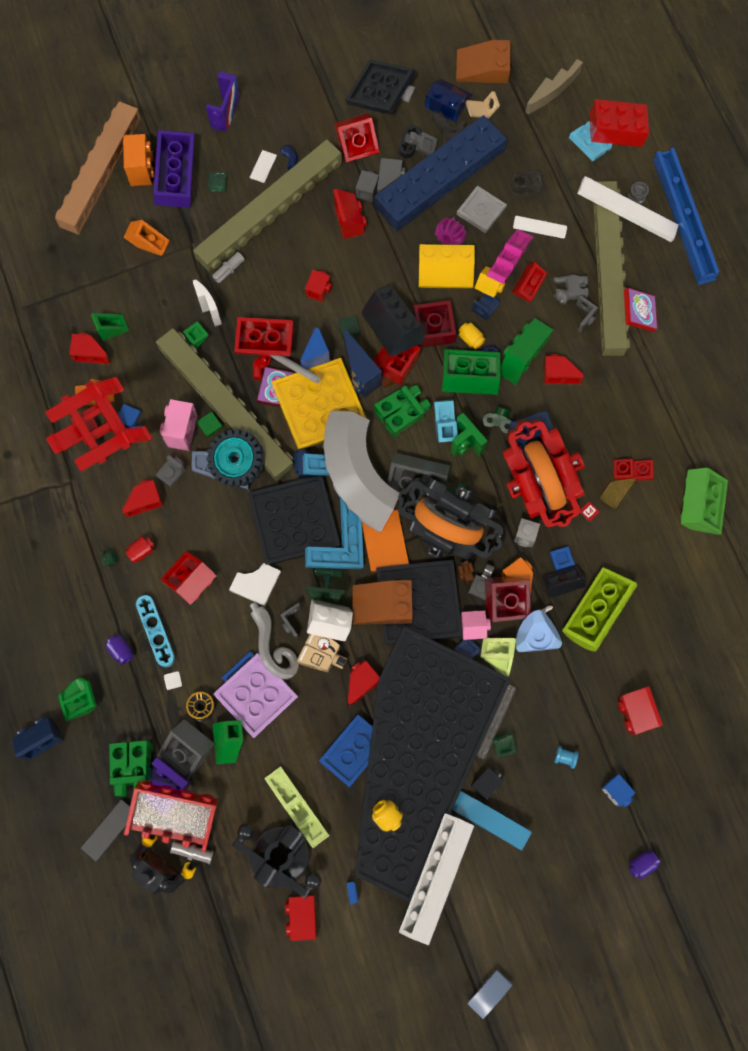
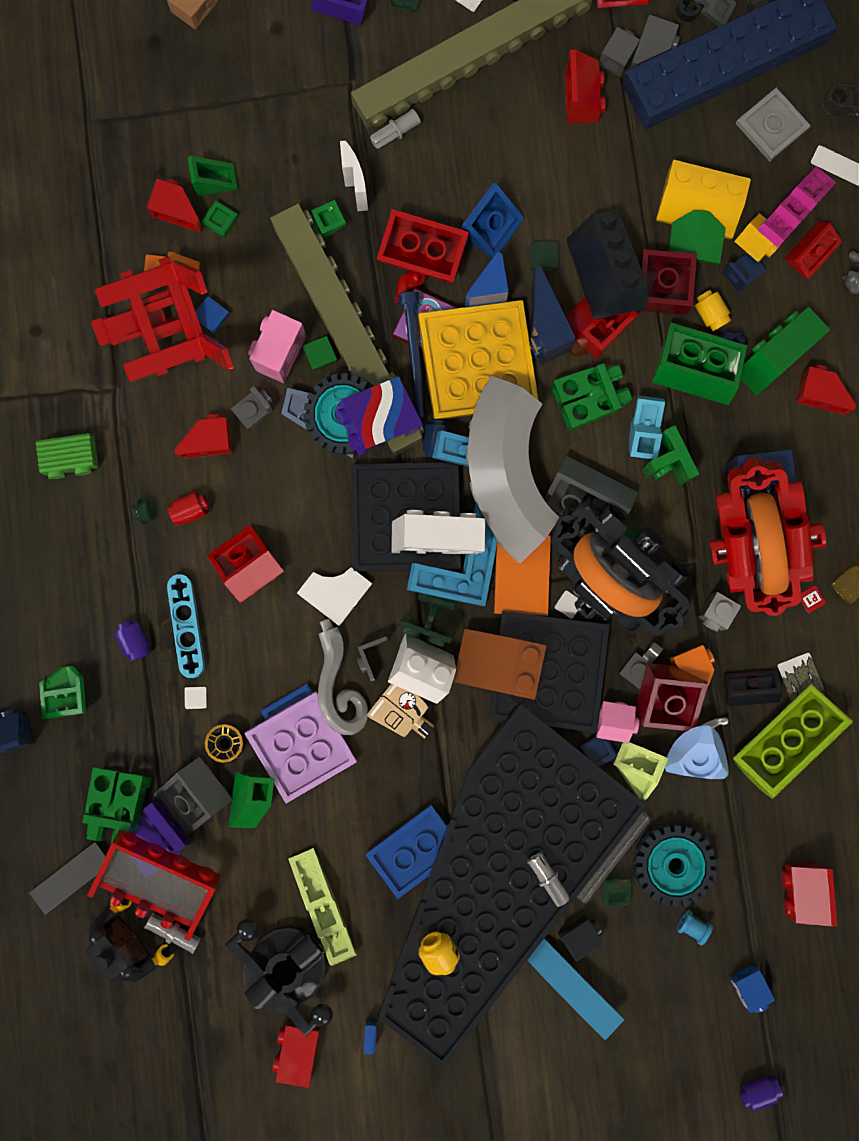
camera: 10 degrees right, 10 degrees up
(47, 532) = (67, 455): none -> bright green brick
(121, 352) = (220, 219): none -> green tile
(146, 237) = (289, 57): orange slope -> none
(258, 452) = (377, 415): none -> panel
(263, 376) = (409, 303): none -> dark blue piece
(296, 367) = (460, 304): light grey bar -> none
(307, 311) = (492, 222): none -> blue slope
(318, 285) = (518, 184): red brick -> none
(318, 522) = (438, 533): none -> white wedge
(361, 681) = (446, 762): red slope -> none
(420, 554) = (567, 604): none -> white sticker
(436, 879) = (483, 1047): white brick -> none
(450, 232) = (721, 150): magenta gear -> none
(450, 287) = (698, 234): none -> green slope
(453, 744) = (548, 879): none -> light grey axle
(465, 572) = (622, 646): reddish brown plate -> none
(499, 418) = (721, 439): dark green piece -> none
(556, 712) = (692, 877): none -> wheel
(561, 558) = (757, 657): blue tile -> none
(593, 563) = (799, 674): none -> sticker

